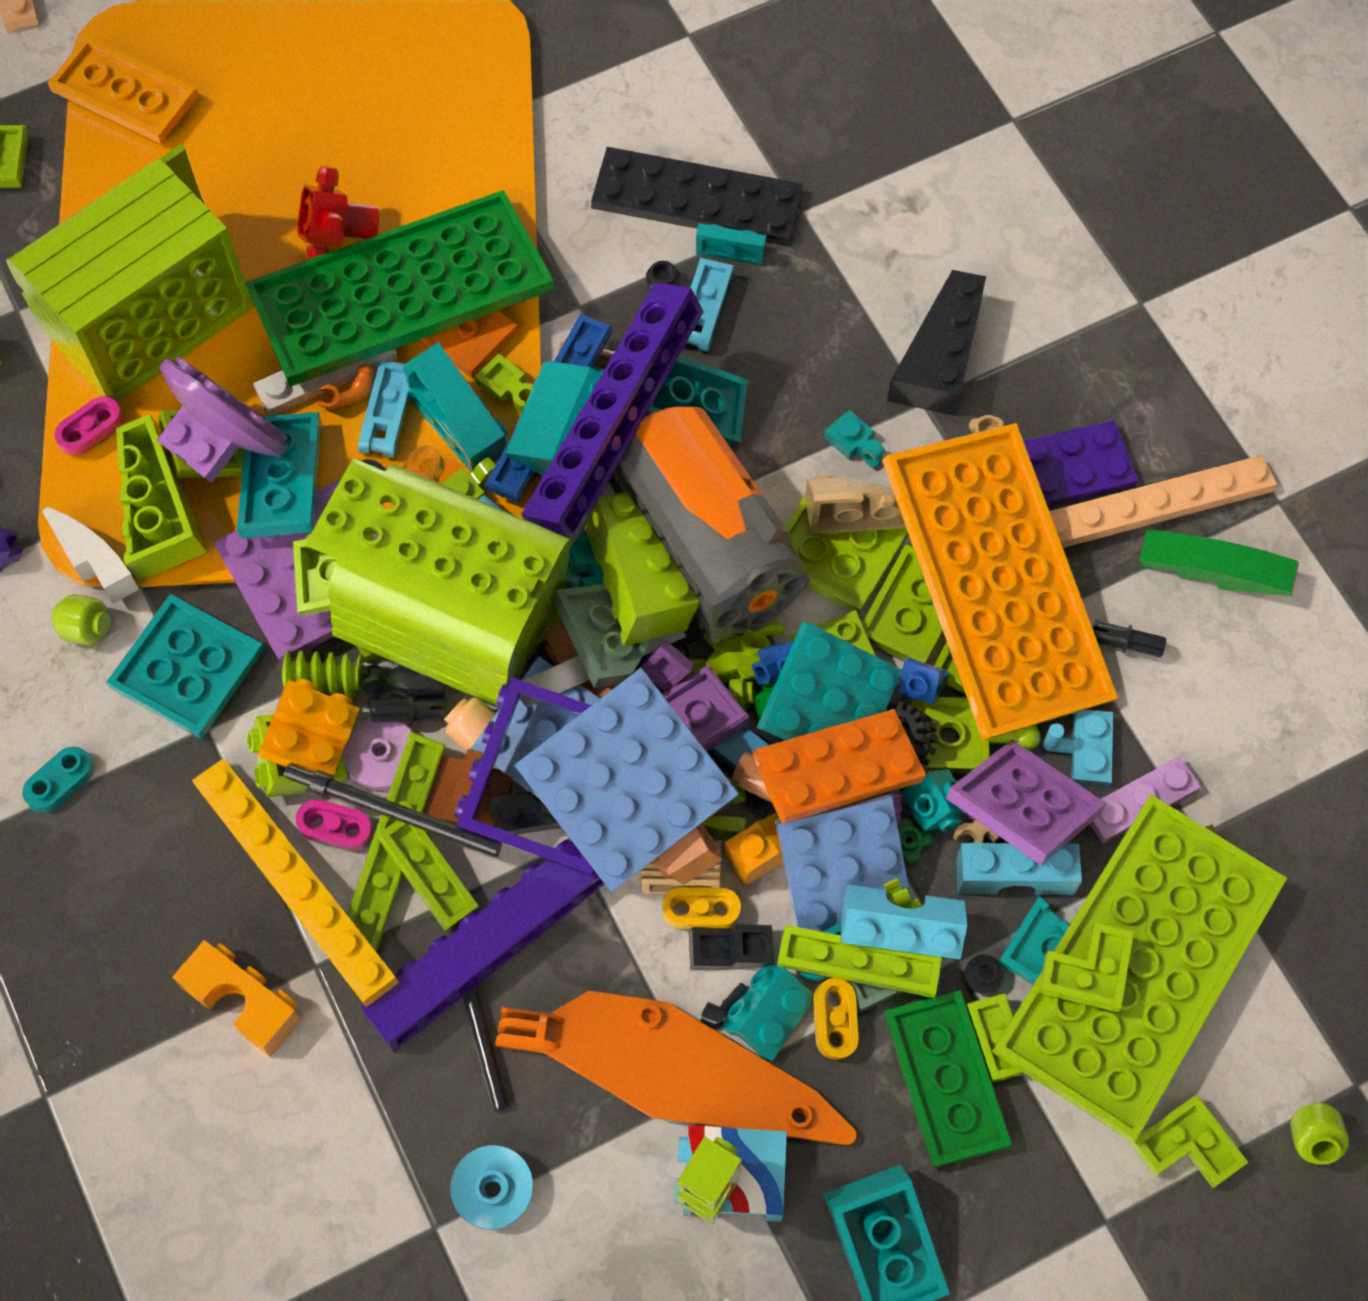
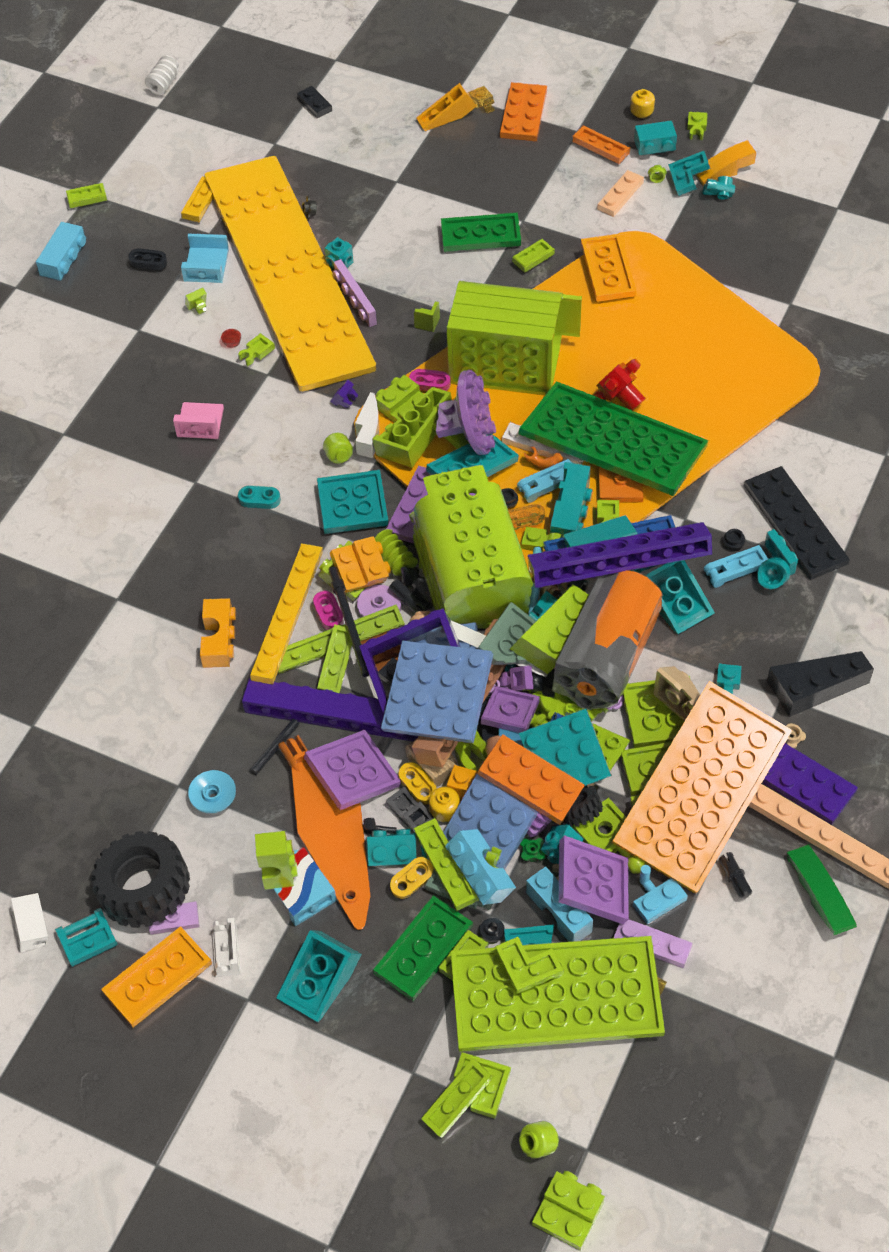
camera: 55 degrees right, 10 degrees down
(85, 483) = (398, 397): none -> lime plate
(616, 976) = (352, 769): none -> medium lavender plate
(755, 274) = (773, 573): none -> teal piece
(775, 899) = (443, 803): none -> yellow head
(922, 680) = (618, 793): blue bracket -> none
(1196, 1192) = (457, 1098): none -> lime plate

